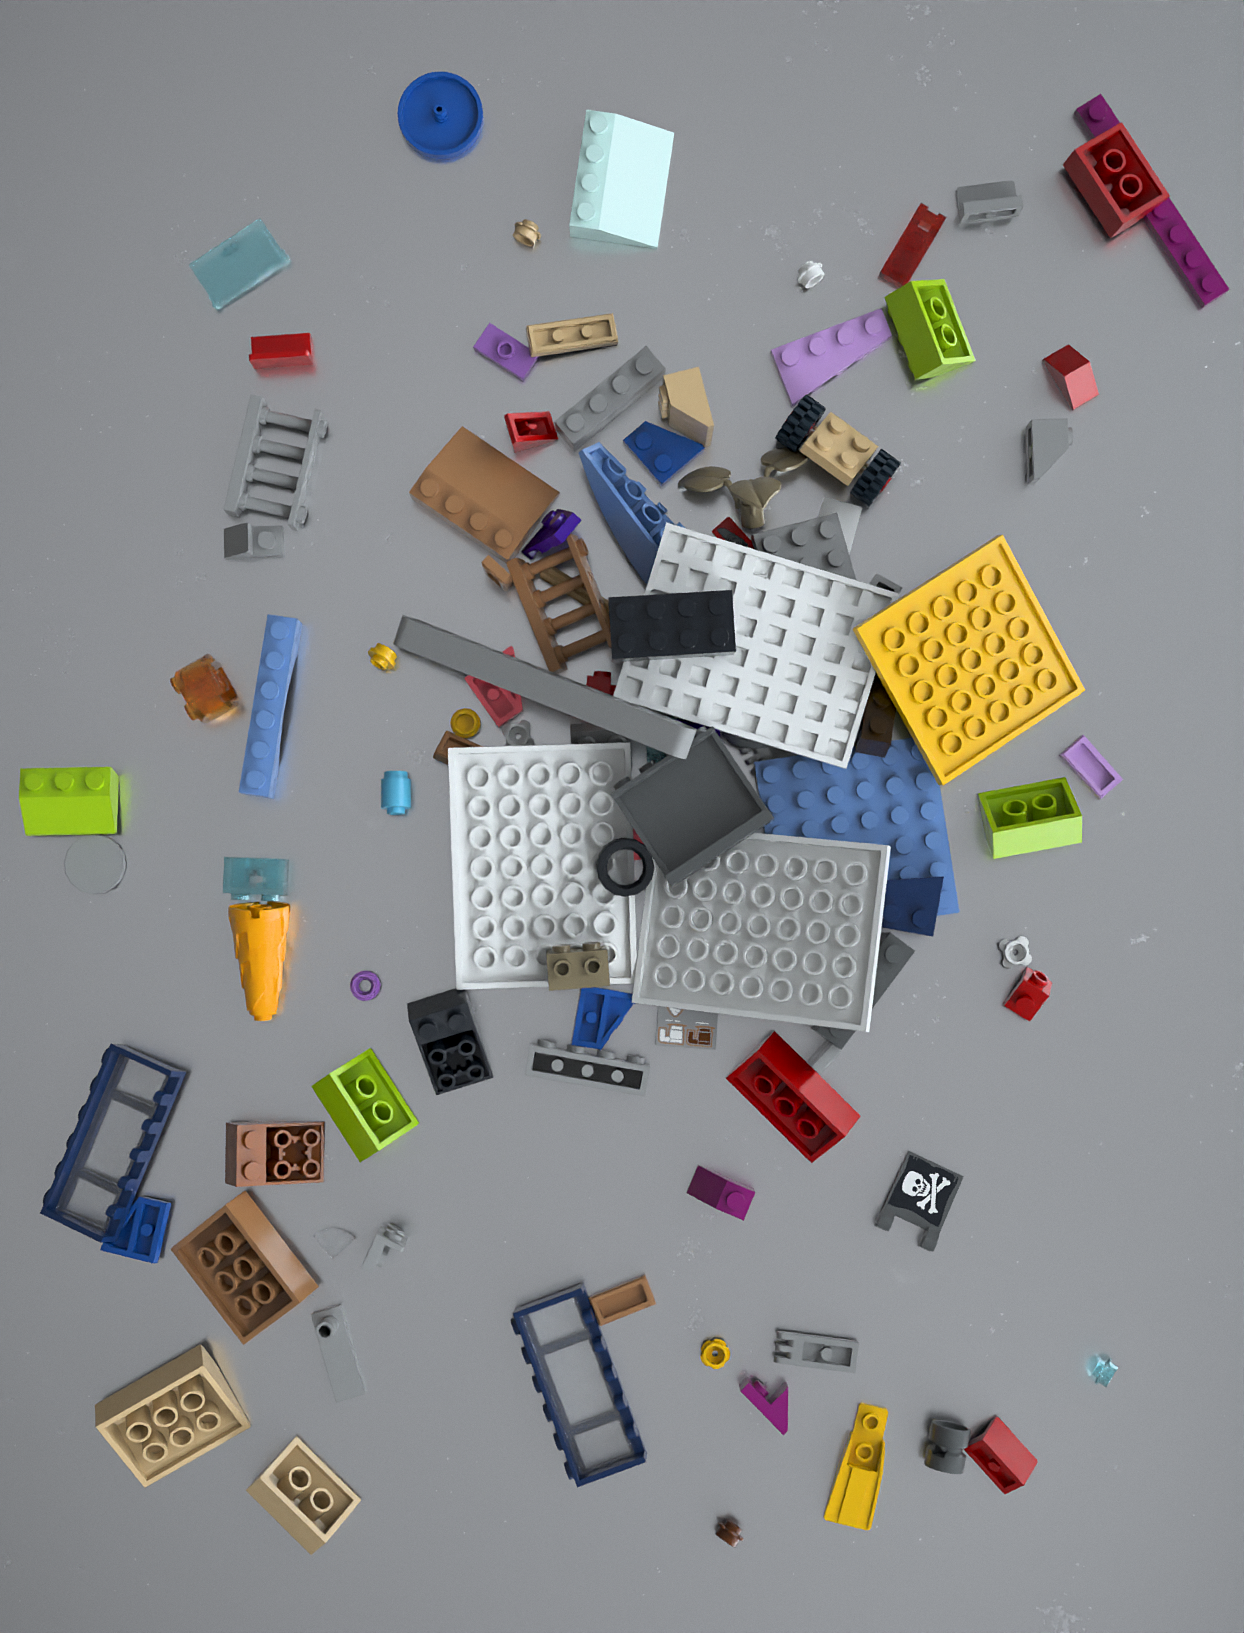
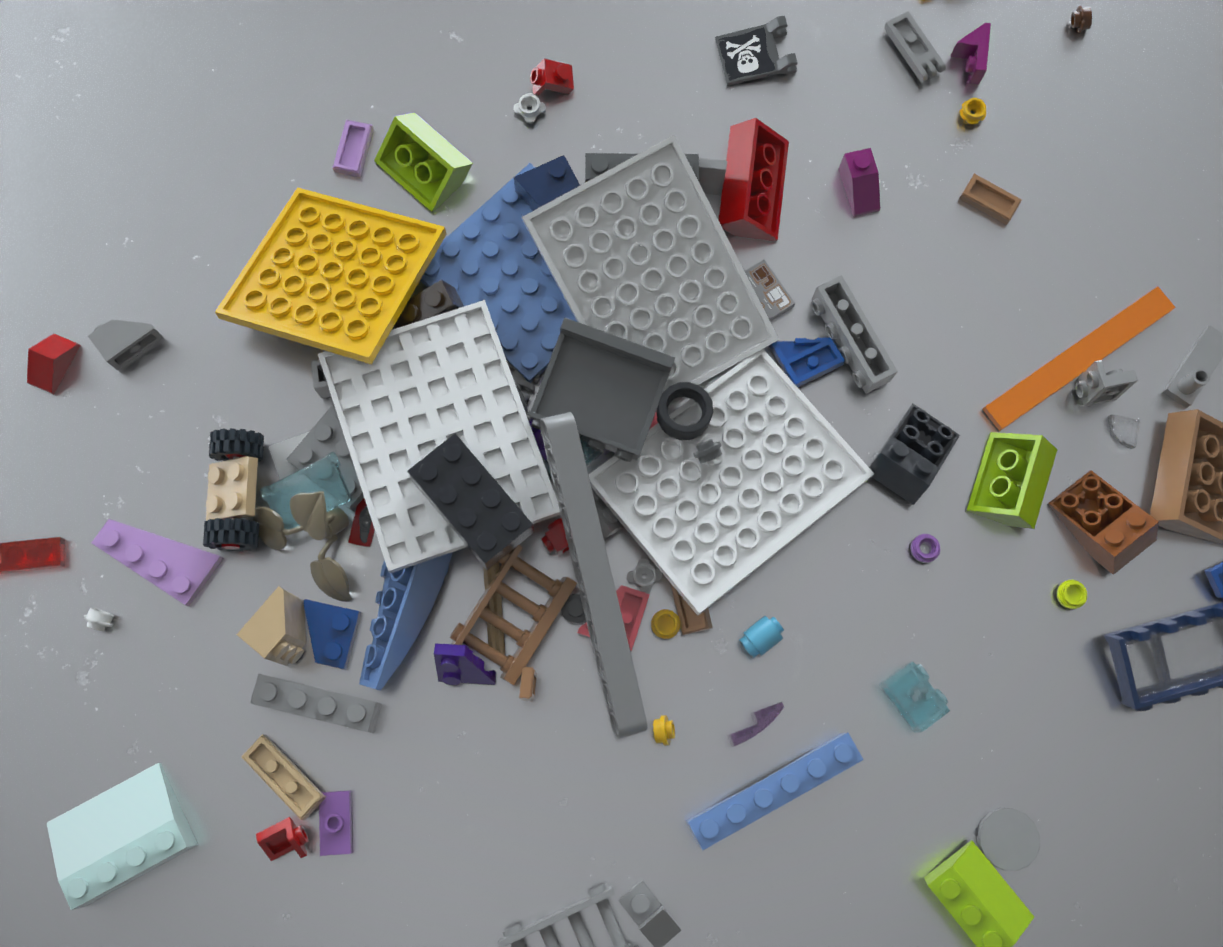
camera: 130 degrees left, 10 degrees down
(204, 689) = (803, 856): clear orange brick -> none
(237, 1076) = (1072, 594): none -> neon yellow plate
(260, 950) = (967, 647): light orange cone -> none
(331, 742) = (761, 719): none -> clear purple slope
(423, 1255) = (1078, 358): none -> orange tile
(483, 494) = (469, 748): medium nougat slope -> none
(523, 302) = (282, 839): none -> red bracket
(526, 232) = (218, 883): tan plate -> none
(530, 429) = (388, 751): red slope -> none
(533, 655) = (573, 609): none -> dark grey plate
(575, 858) = (708, 451): none -> dark grey plate
(577, 966) = (786, 392): dark tan brick -> none
(579, 1385) = (1074, 183): clear window -> none
(795, 510) = (317, 477): none -> clear light blue door
(929, 328) = (84, 494): lime slope -> none

